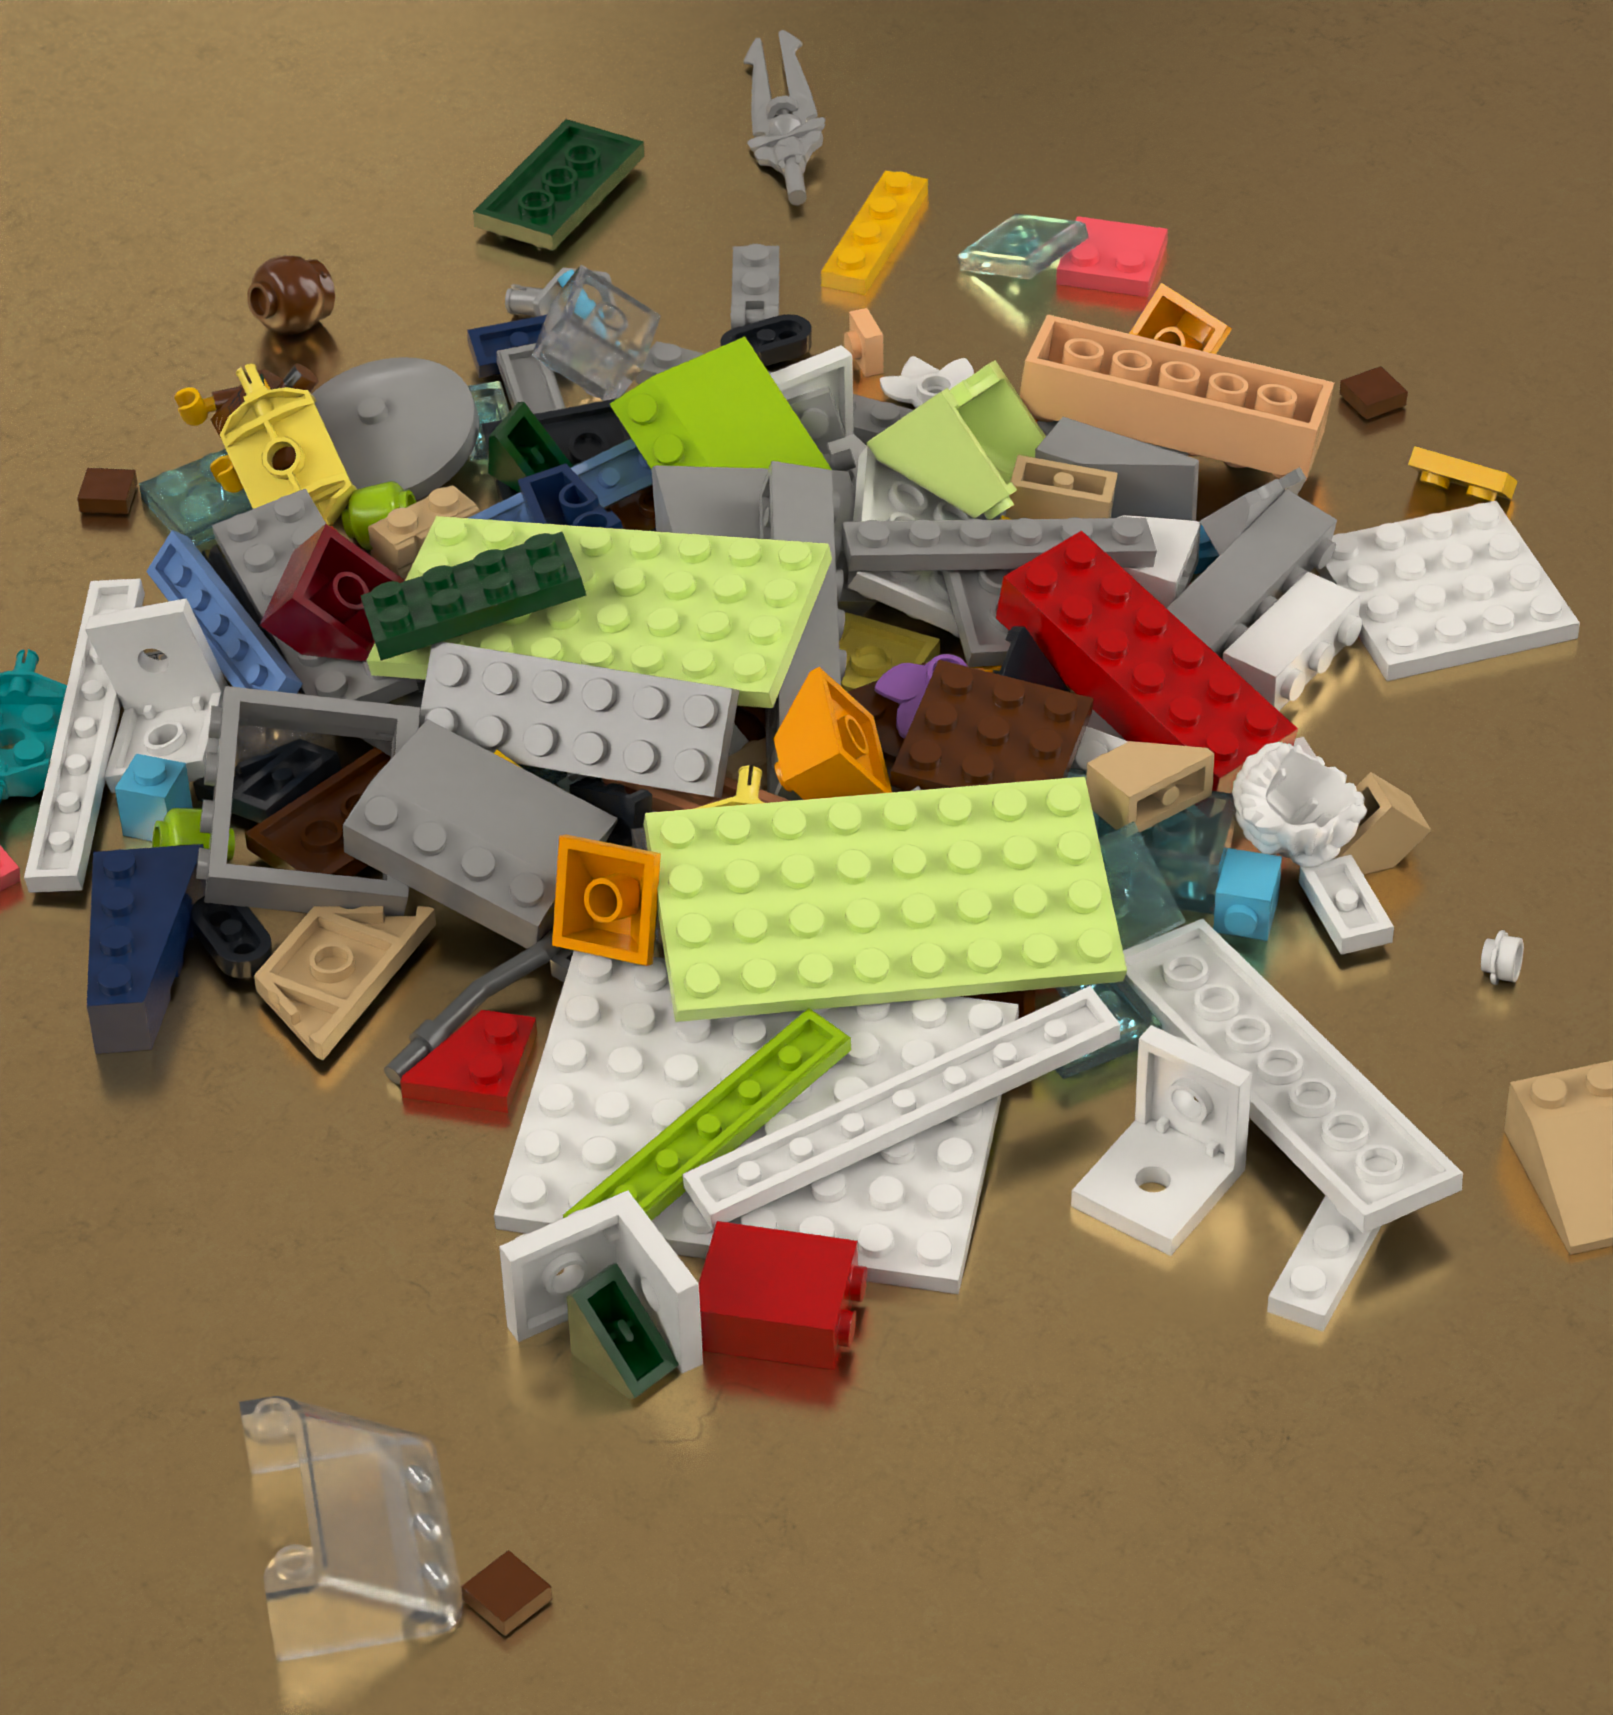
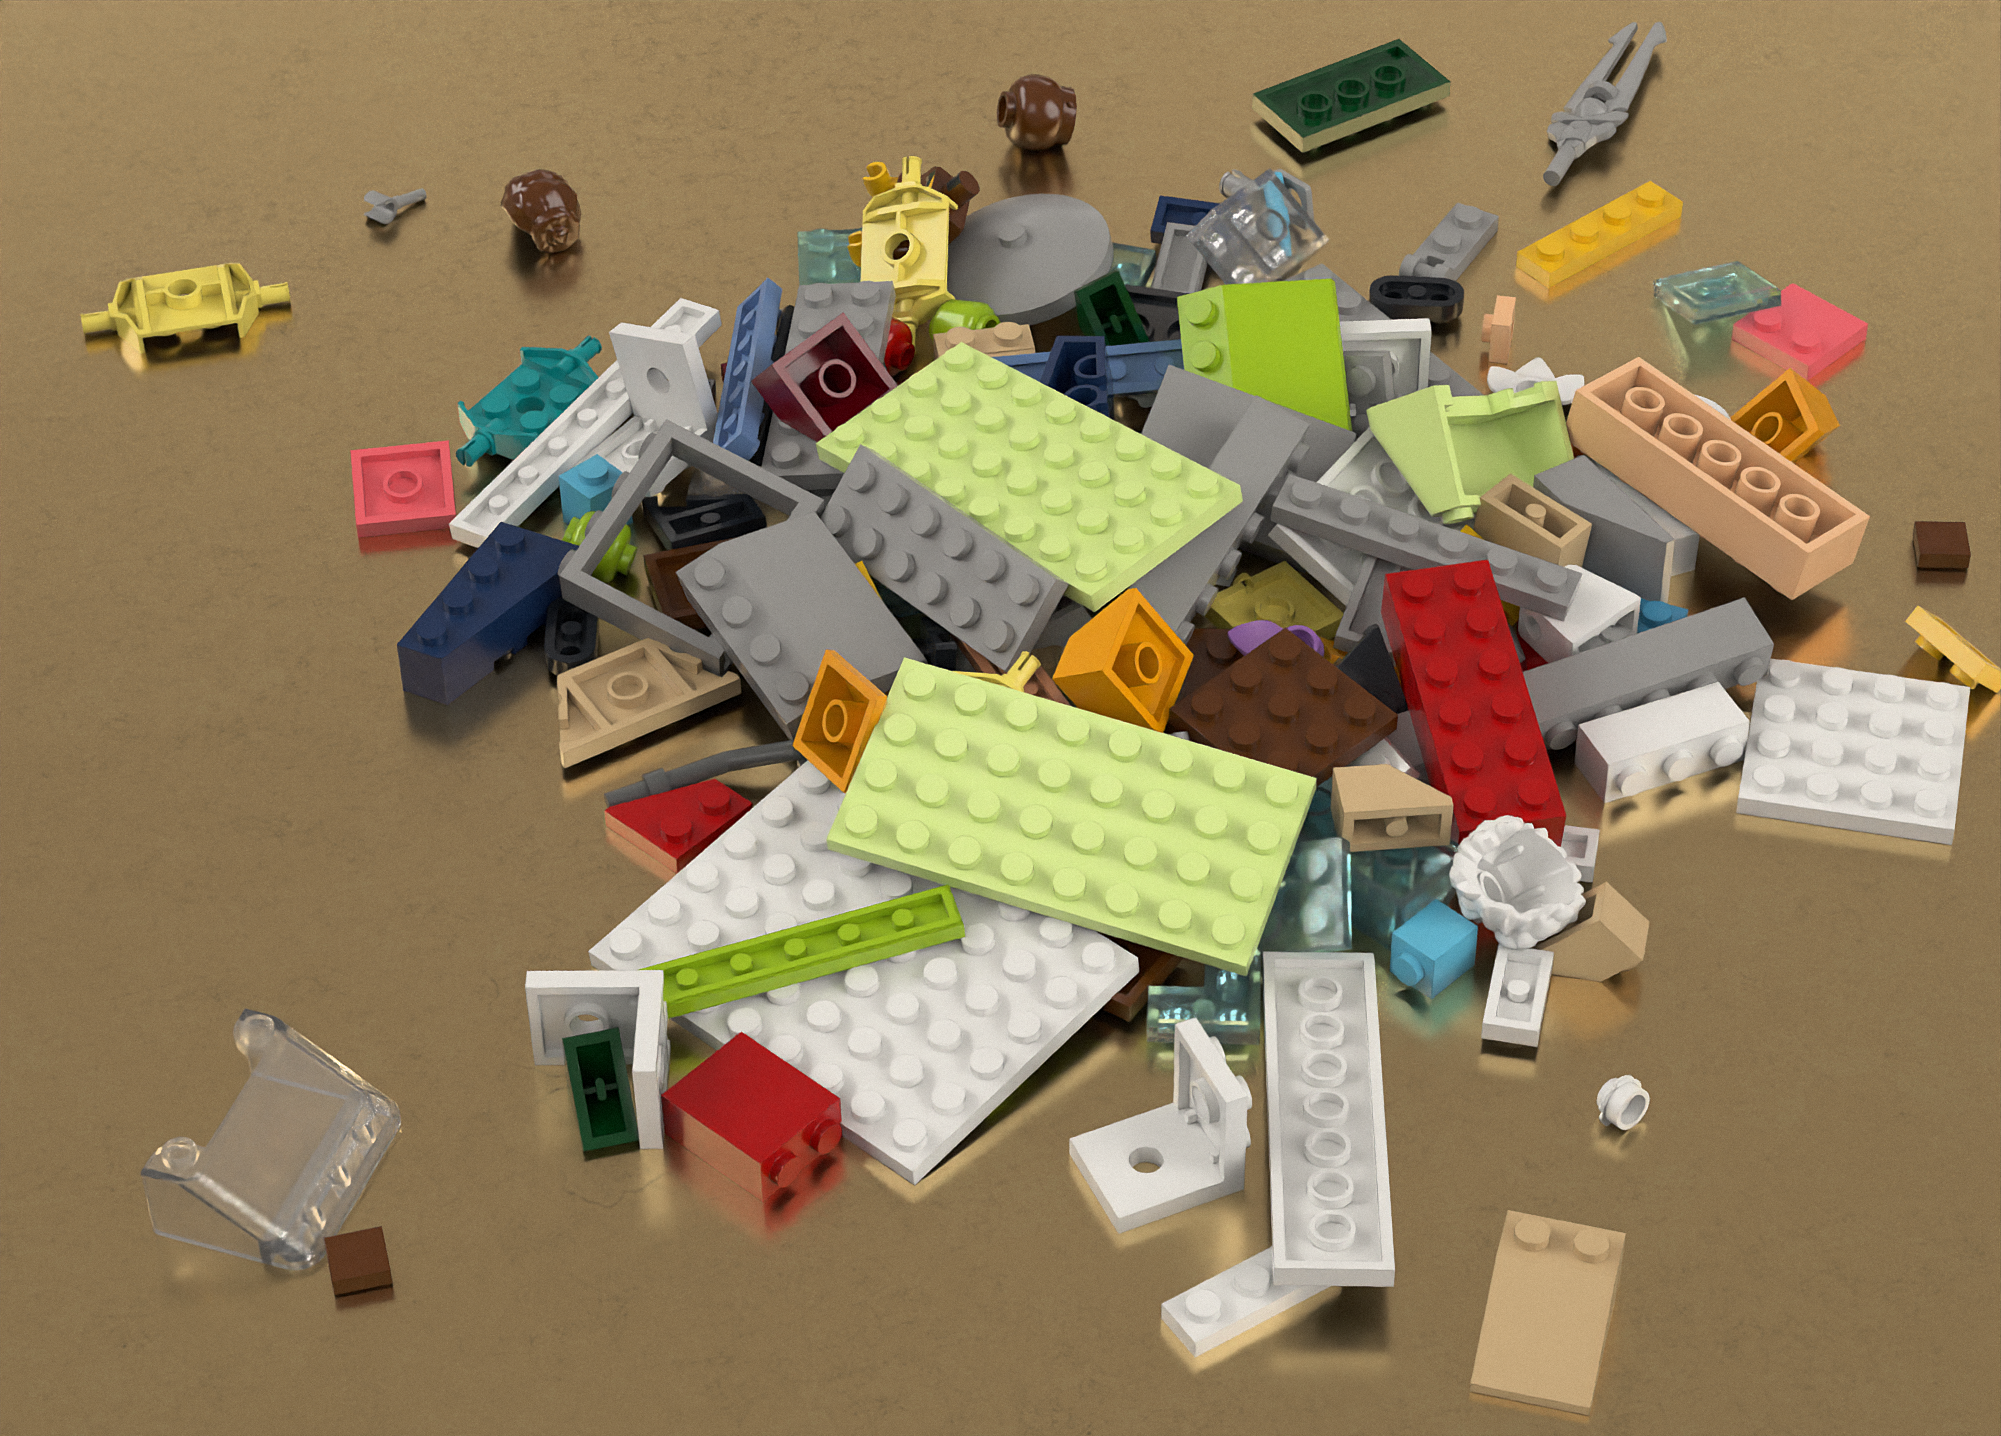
camera: 30 degrees right, 0 degrees up
(107, 490) = (771, 229): reddish brown tile -> none
(472, 594) = (919, 417): dark green plate -> none
(900, 1107) = (963, 1000): white plate -> none
(1233, 519) = (1685, 601): light grey slope -> none

